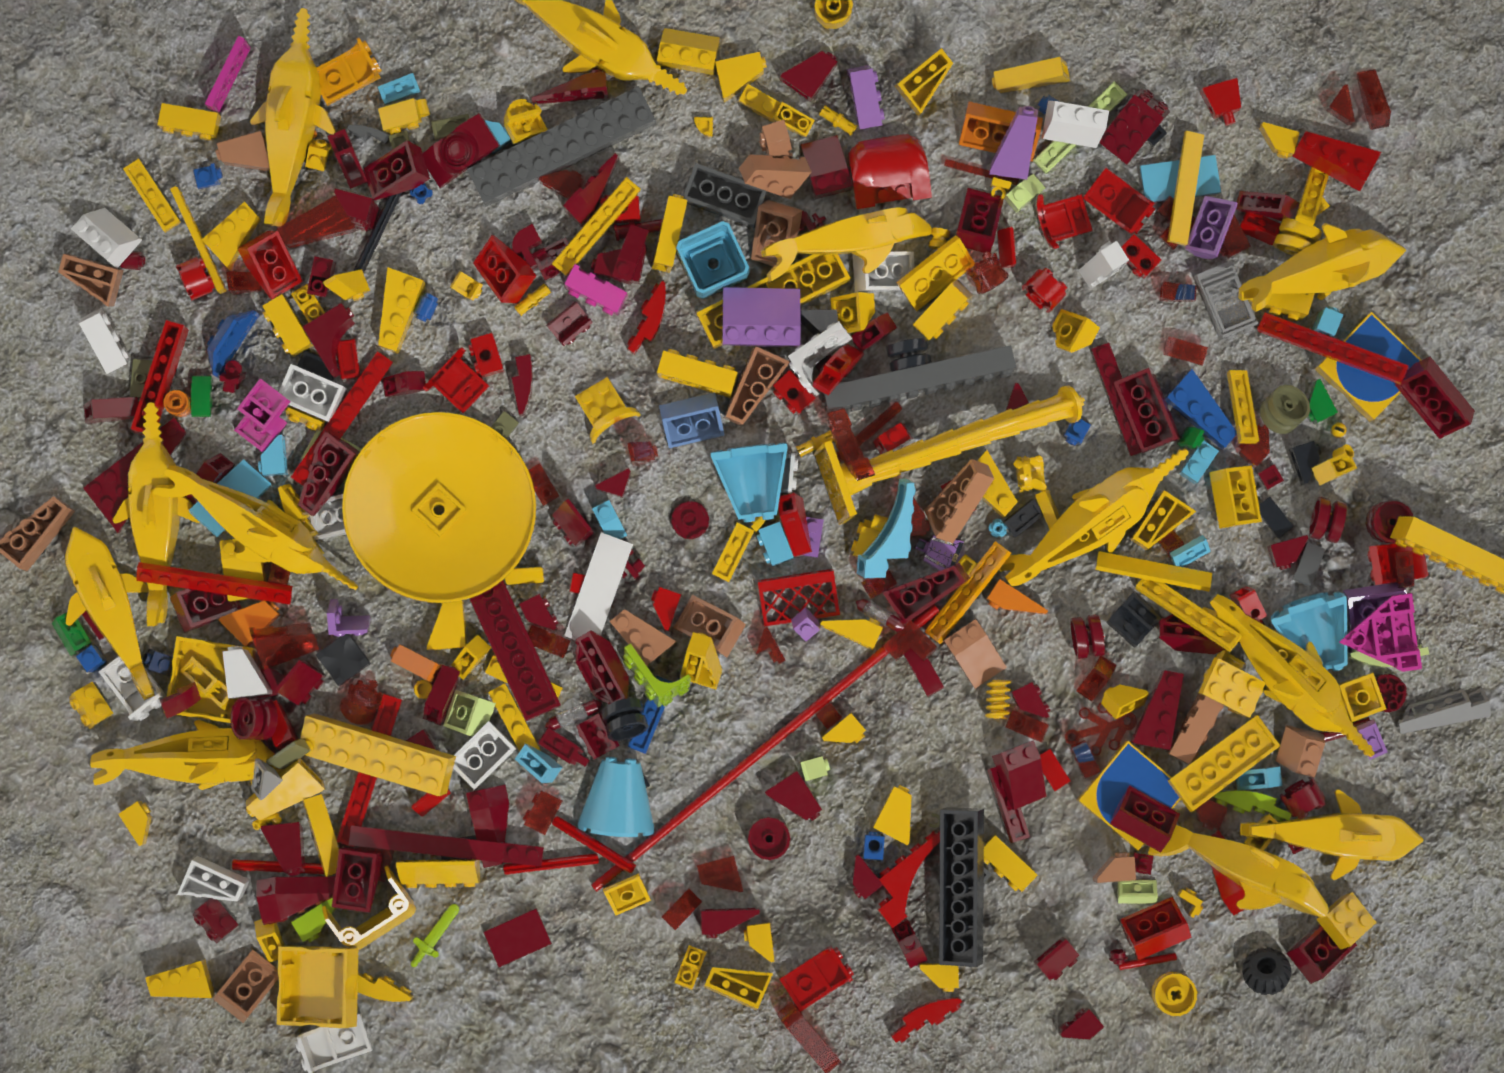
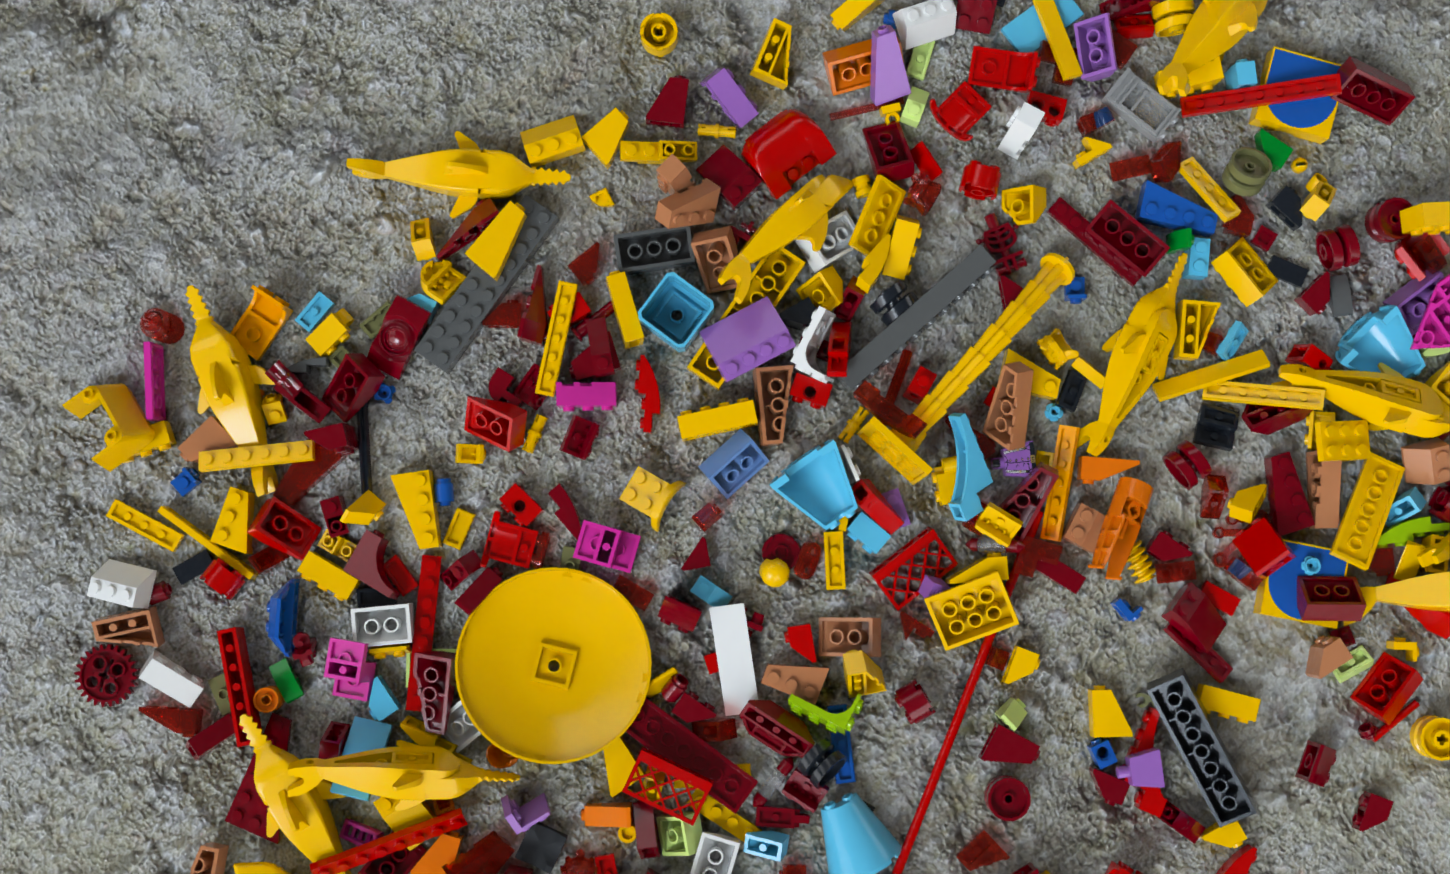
camera: 30 degrees left, 0 degrees up
(39, 294) = (91, 668): none -> dark red gear
(91, 380) = (178, 719): none -> clear red slope
(173, 254) = (193, 567): none -> black tile
(183, 551) = (372, 832): none -> dark pink slope
(187, 105) = (130, 428): none -> yellow windscreen
(259, 29) = (162, 326): none -> clear red piece
(281, 187) = (256, 456): none -> yellow plate
(341, 133) = (284, 379): none -> dark red hips
(349, 563) = (499, 758): none -> orange hair
(410, 408) = (479, 589): none -> dark red slope
(421, 346) = (458, 528): none -> yellow tile
(488, 397) = (542, 542): none -> clear red plate
(495, 656) = (676, 770): none -> red fence
(527, 76) = (422, 239): none -> yellow slope
(533, 586) = (674, 688): none -> dark red brick
(541, 431) = (606, 546): none -> dark pink bracket
(591, 113) = (497, 240): none -> yellow slope
(658, 176) = (586, 265): none -> clear red slope
(675, 533) = (774, 572): none -> yellow hair
(708, 537) = (805, 560): none -> clear red plate
(734, 711) = (914, 701): none -> dark red brick
(827, 658) = (971, 610): none -> yellow slope
(890, 596) = (998, 524): none -> yellow bracket
(899, 876) = (1143, 769): none -> medium lavender torso
(908, 312) = (873, 265): none -> yellow slope
(962, 733) = (1124, 611): none -> blue bracket
(1001, 655) = (1121, 526): none -> orange piece
(1036, 339) = (995, 227): none -> dark red torso
(1111, 744) = (1263, 548): none -> red slope
(1150, 782) = (1315, 565): none -> medium azure plate
(1163, 318) = (1094, 150): none -> yellow slope
(1219, 362) = (1165, 162): none -> clear red slope
(1231, 828) = (1408, 563): none -> yellow slope

